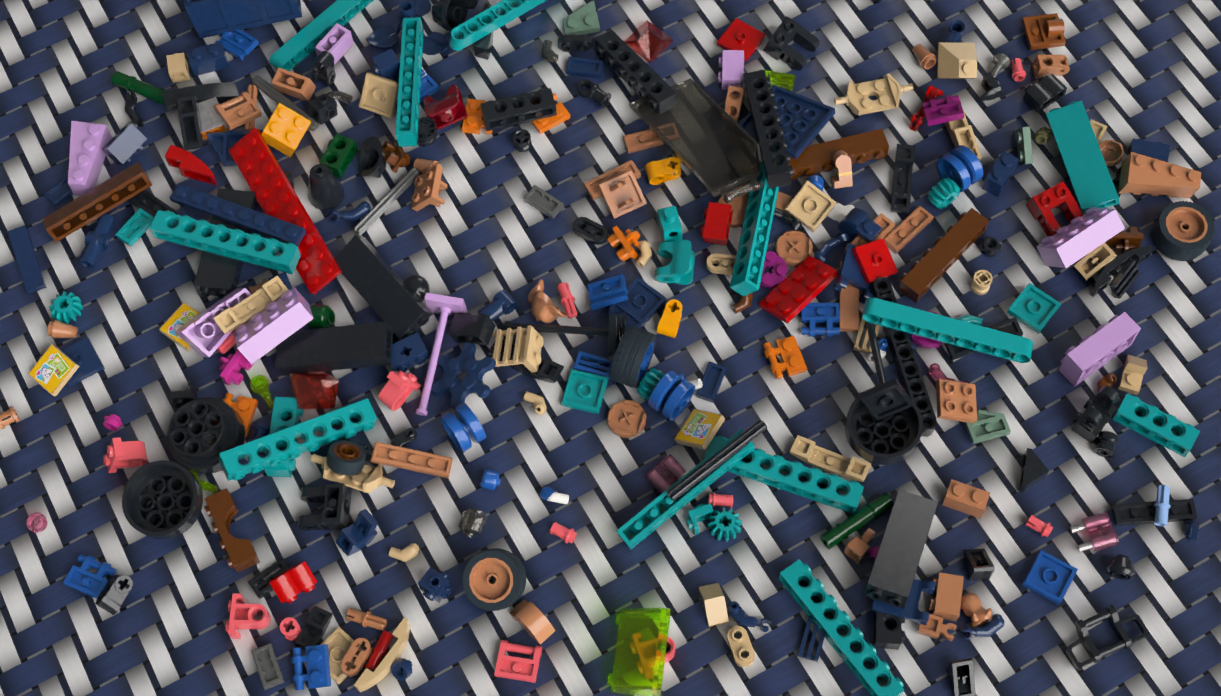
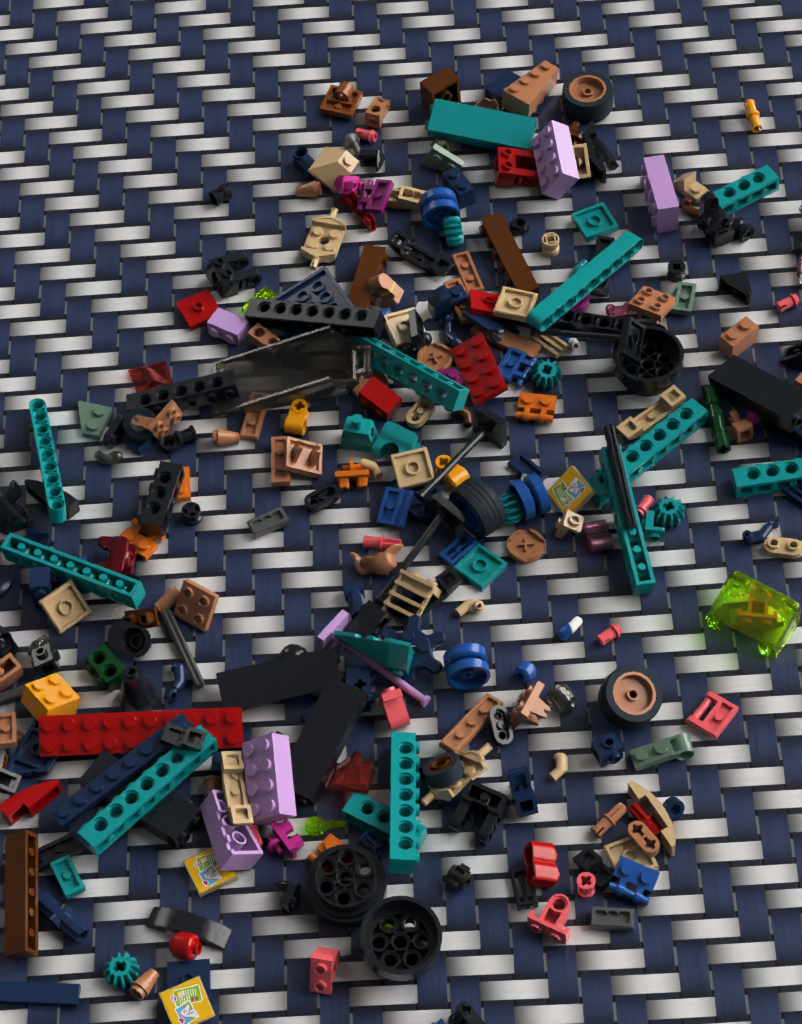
camera: 60 degrees left, 10 degrees down
(103, 341) = (185, 946): none -> red head
(112, 422) = (278, 970): dark pink plate -> none
(126, 338) = (178, 920): none -> black slope
(240, 551) = (482, 903): reddish brown arch -> none
(254, 520) = (459, 876): none -> pearl dark grey gear
(276, 240) = (181, 738): none -> black slope
(404, 437) = (444, 723): black arm -> none
(420, 483) = (500, 726): none -> black plate
(439, 354) = (390, 653): none -> teal wedge
(446, 499) = (529, 706): none -> nougat plate
(457, 634) = (662, 751): none -> sand green plate
(533, 621) = (682, 684): nougat brick -> none
(587, 57) = (142, 424): none -> plate
(613, 125) = (224, 437): none -> nougat cone
(652, 286) = (412, 468): none -> tan tile
(663, 444) = (569, 521): none -> tan bracket
(714, 604) = (735, 549): tan slope -> none
(730, 325) = (486, 426): none -> black tile
(806, 216) = (417, 332): none -> black plate
(826, 353) = (546, 374): none -> teal gear
(884, 282) = (514, 304): none -> tan tile
(944, 82) = (346, 184): none -> dark pink hips
(1013, 406) = (676, 271): none -> black wheel
(1045, 92) = (401, 126): black brick -> none
(1104, 102) = (441, 85): none -> reddish brown brick

